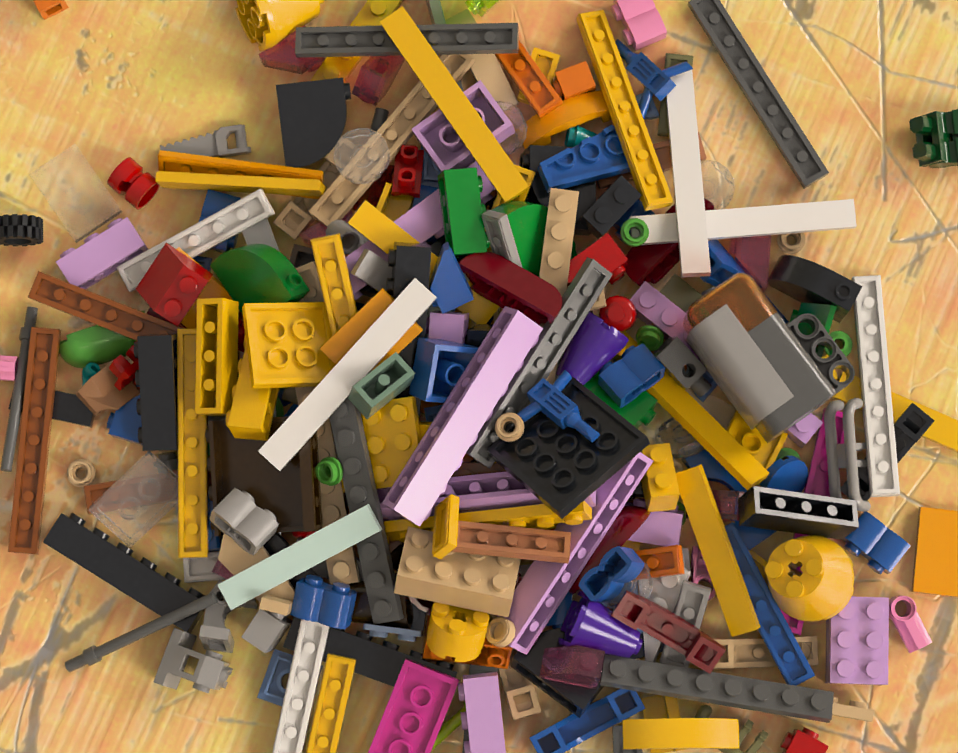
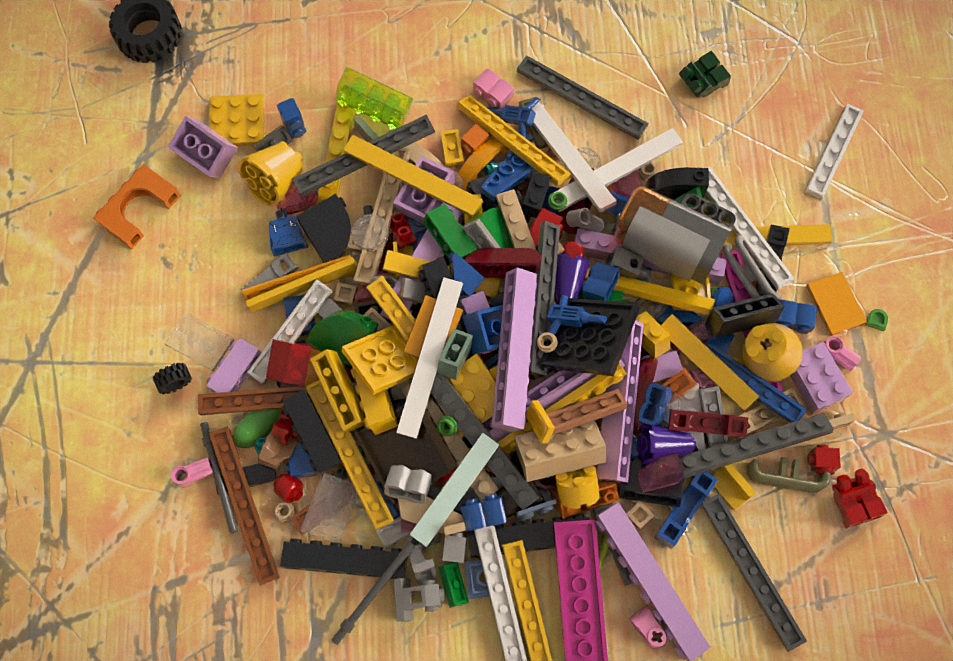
camera: 30 degrees left, 10 degrees down
(99, 446) = (288, 488): none -> red head
(131, 181) = (234, 317): red wheel -> none
(245, 672) = (453, 585): none -> green plate
(253, 98) = (285, 234): none -> blue torso
(376, 78) = (355, 189): clear pink slope -> none
(500, 632) = (606, 474): tan tile -> none
(530, 81) = (447, 149): orange tile -> none
(650, 336) = (595, 257): bright green plate -> none
(659, 276) = (585, 220): none -> light grey piece
(680, 733) = (748, 484): yellow slope -> none

